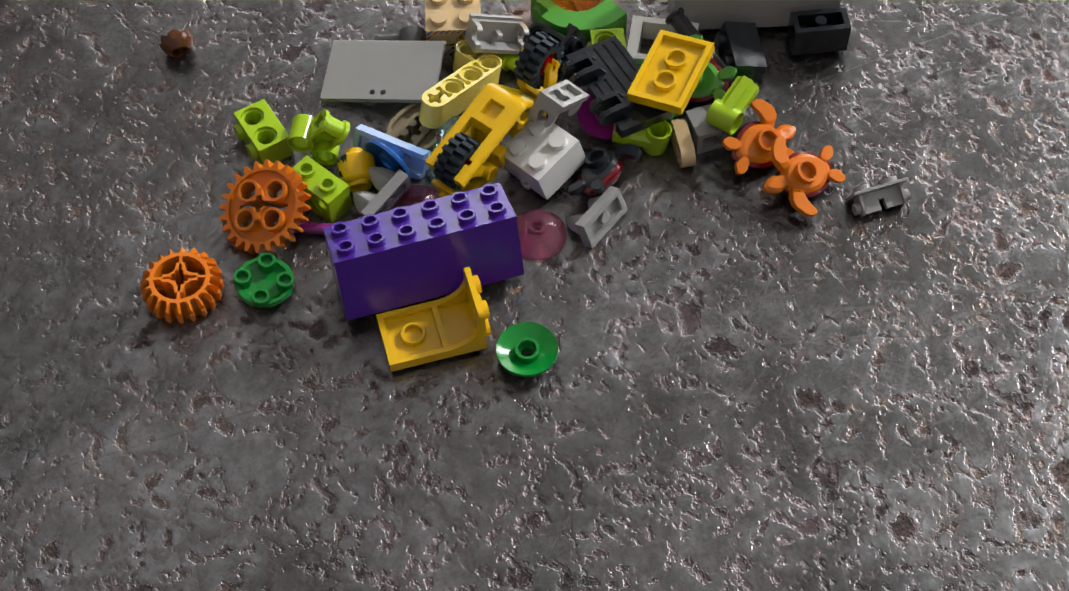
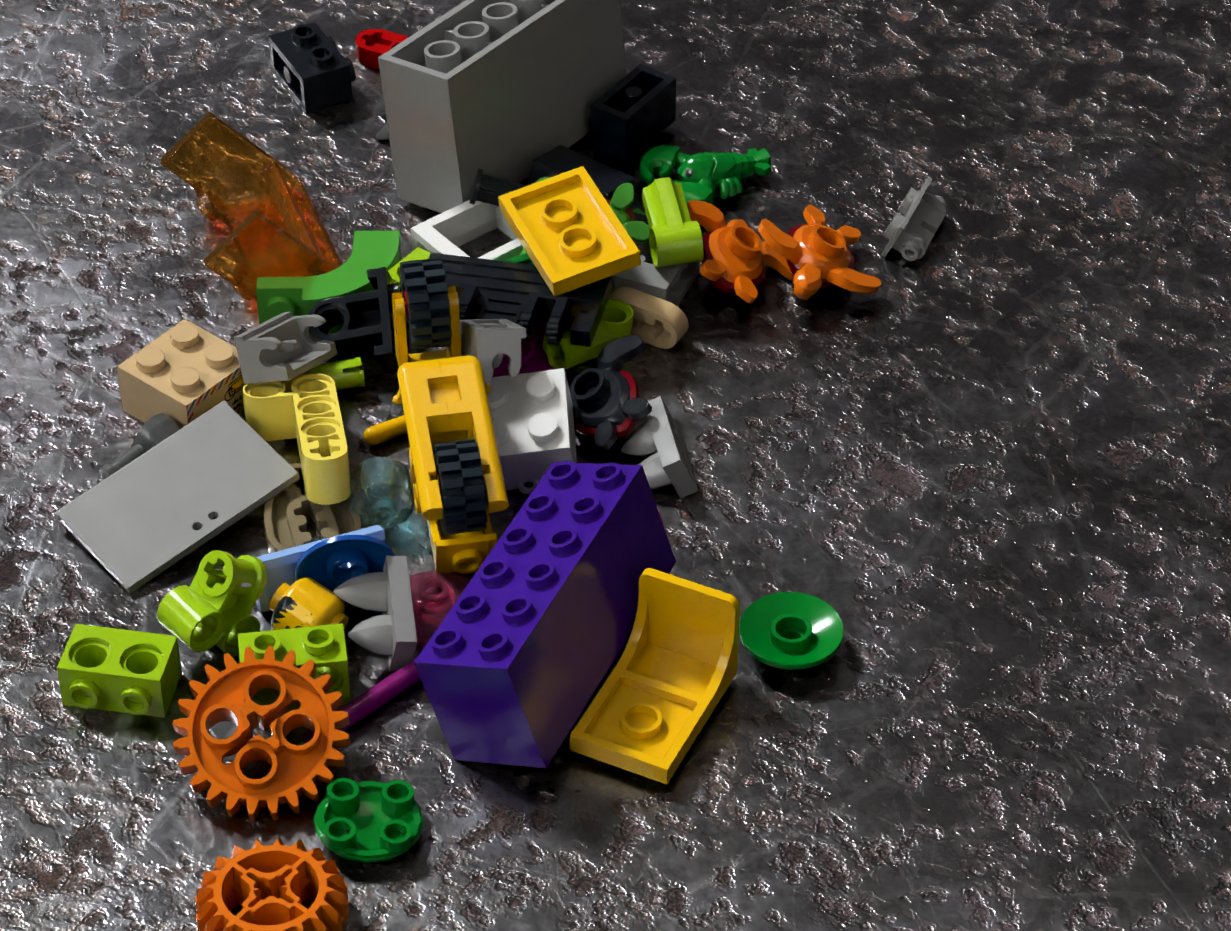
camera: 50 degrees left, 15 degrees down
(813, 89) = (706, 173): none -> green animal

